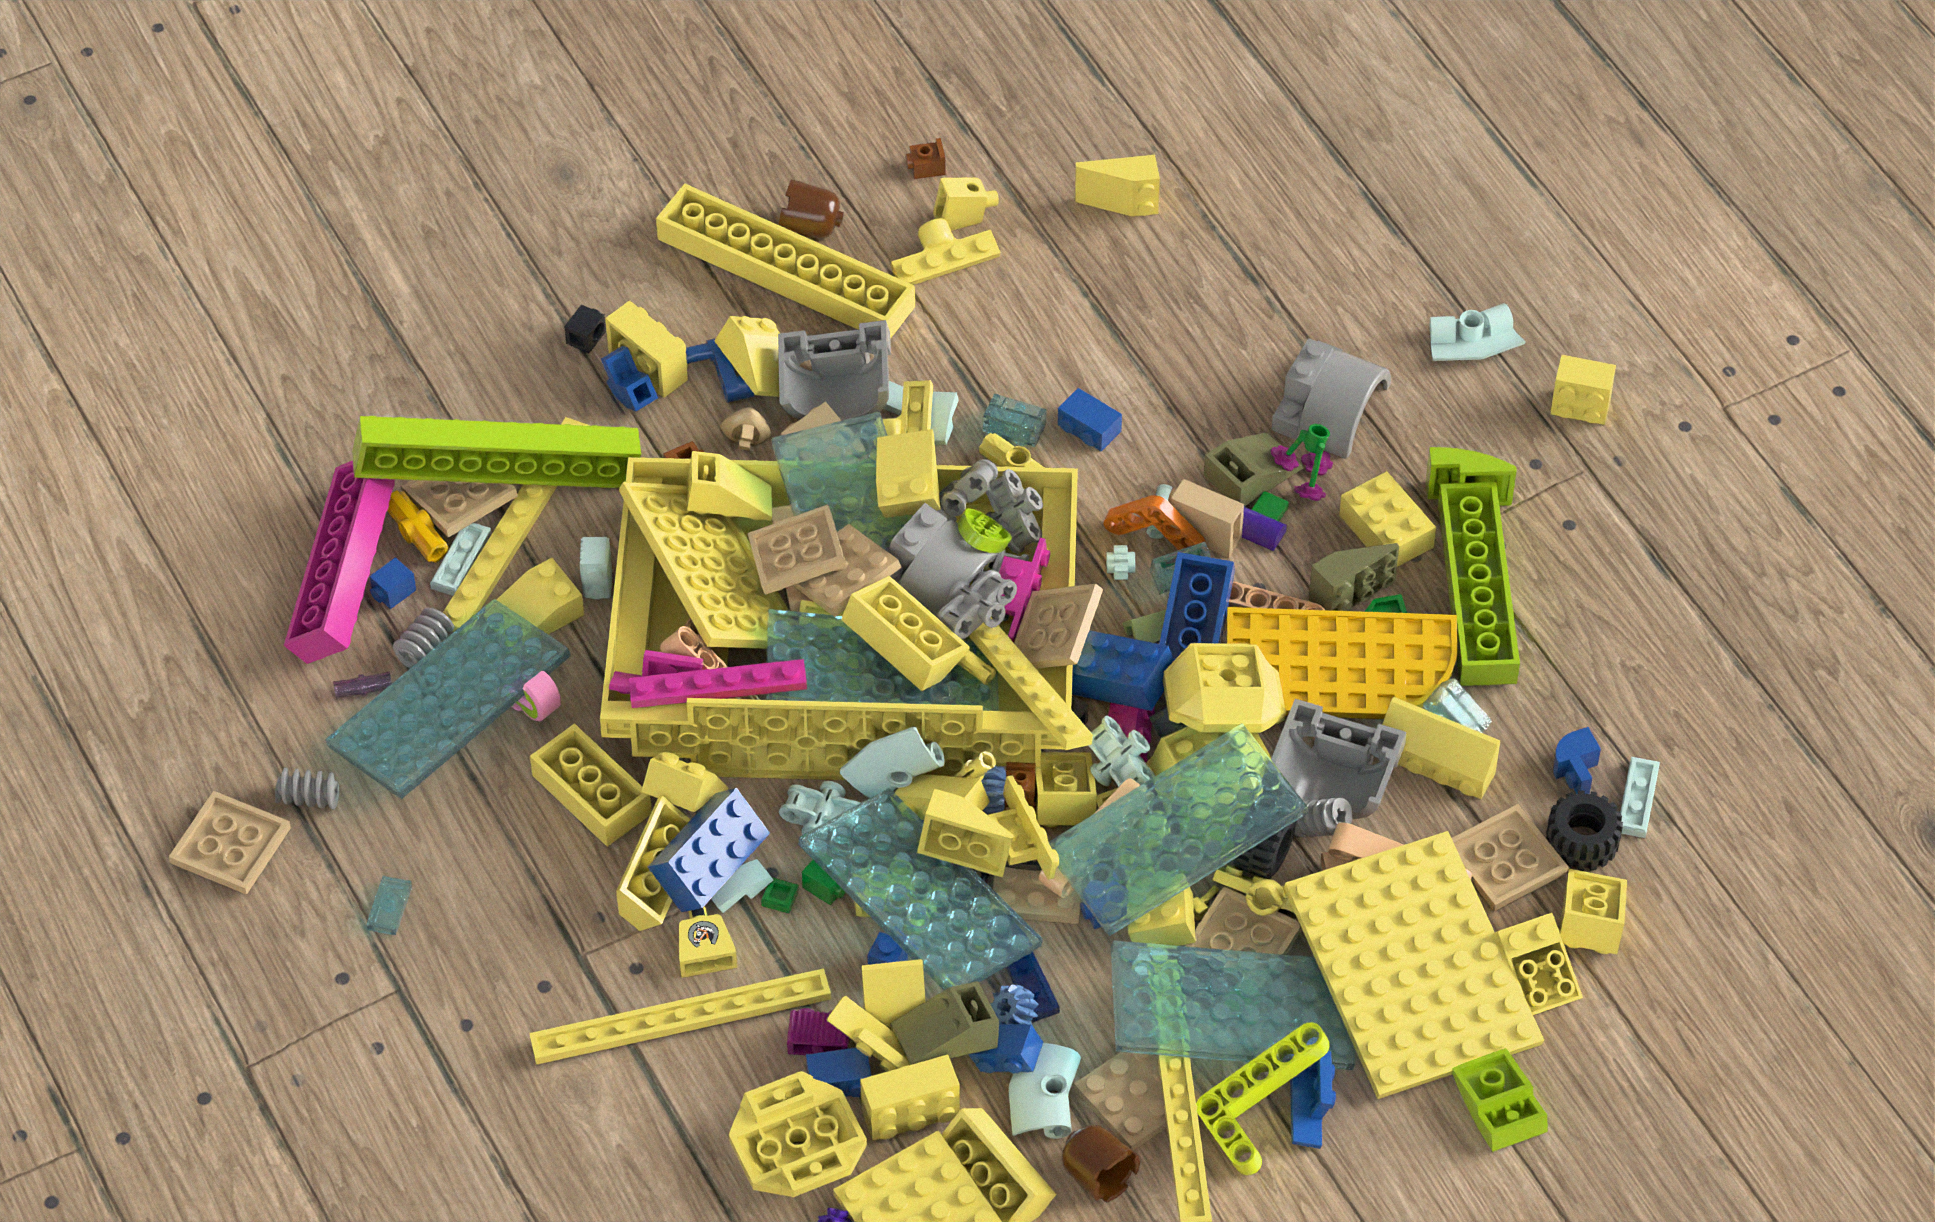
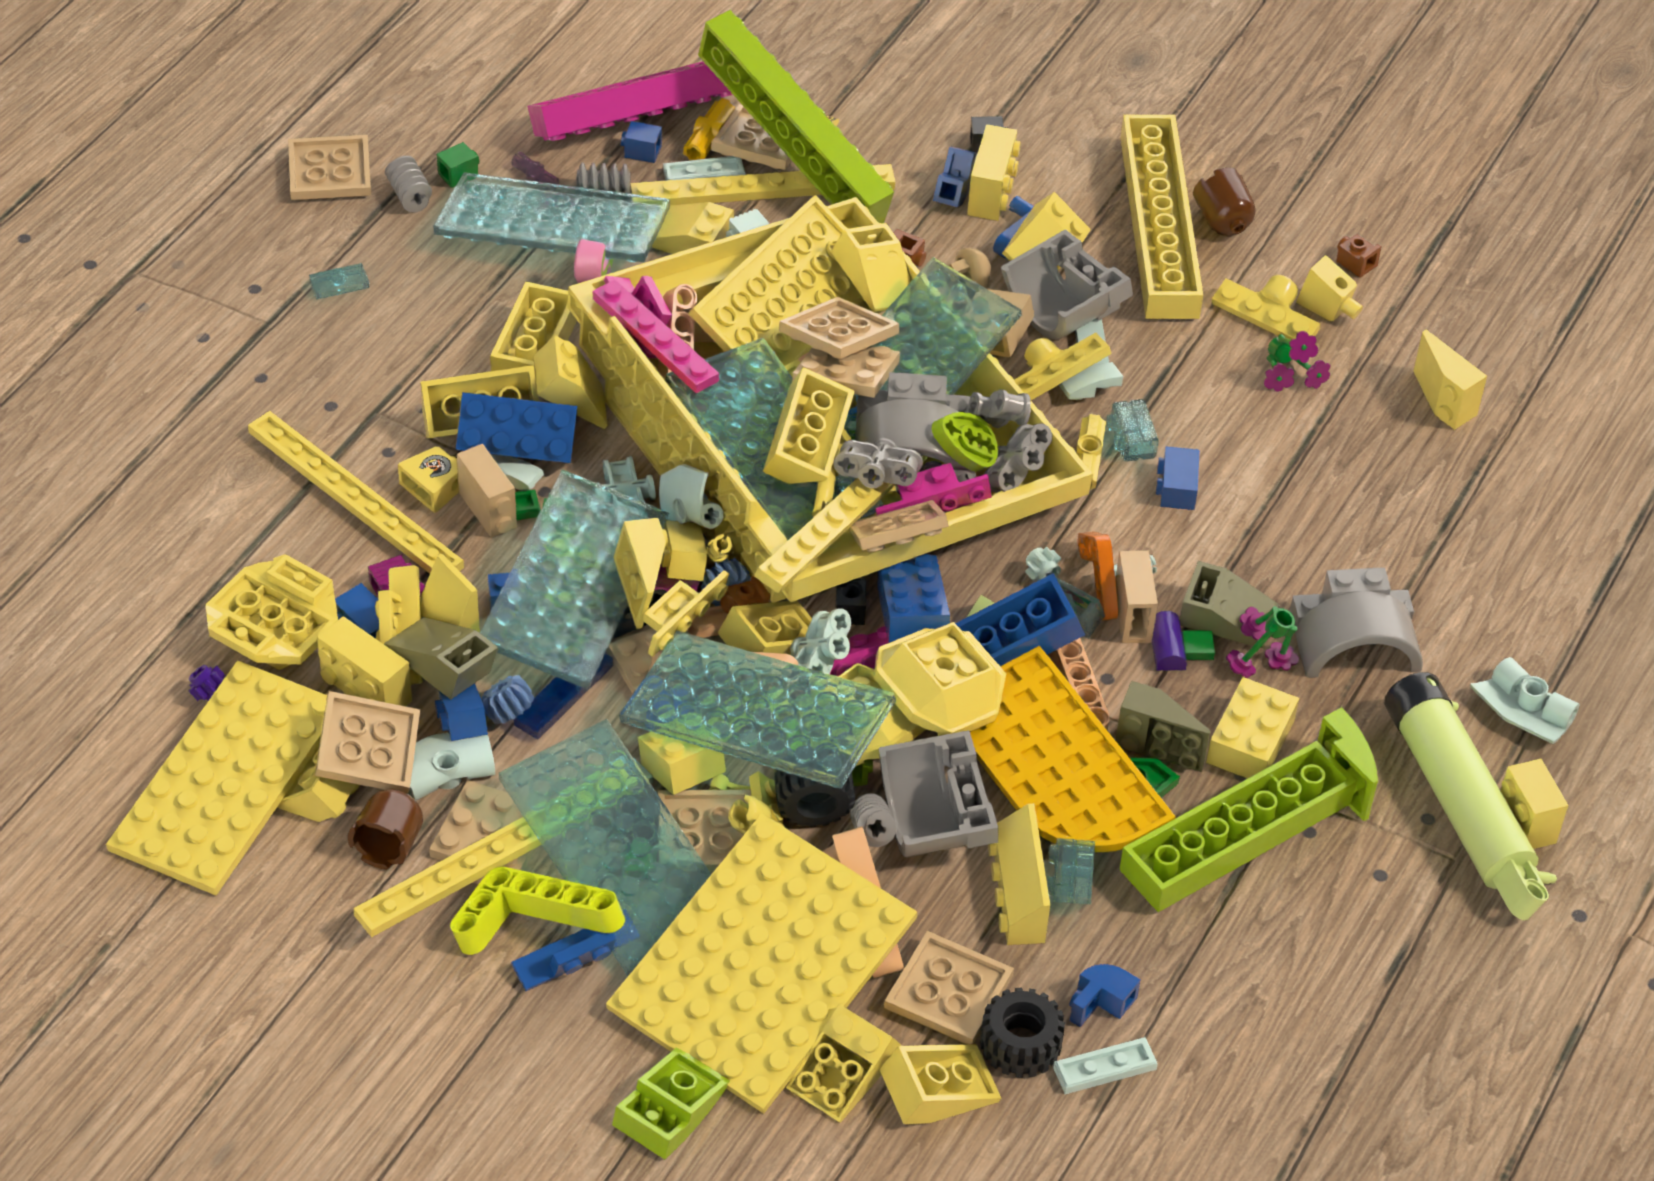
camera: 55 degrees right, 5 degrees down
(310, 739) = (455, 162): none -> green brick
(763, 909) = (486, 490): none -> tan brick
(906, 473) = (972, 356): light yellow slope -> none
(999, 271) = (1299, 349): none -> magenta plant
(1013, 1128) = (367, 742): none -> tan plate
(1543, 421) = (1468, 792): none -> yellowish green piece

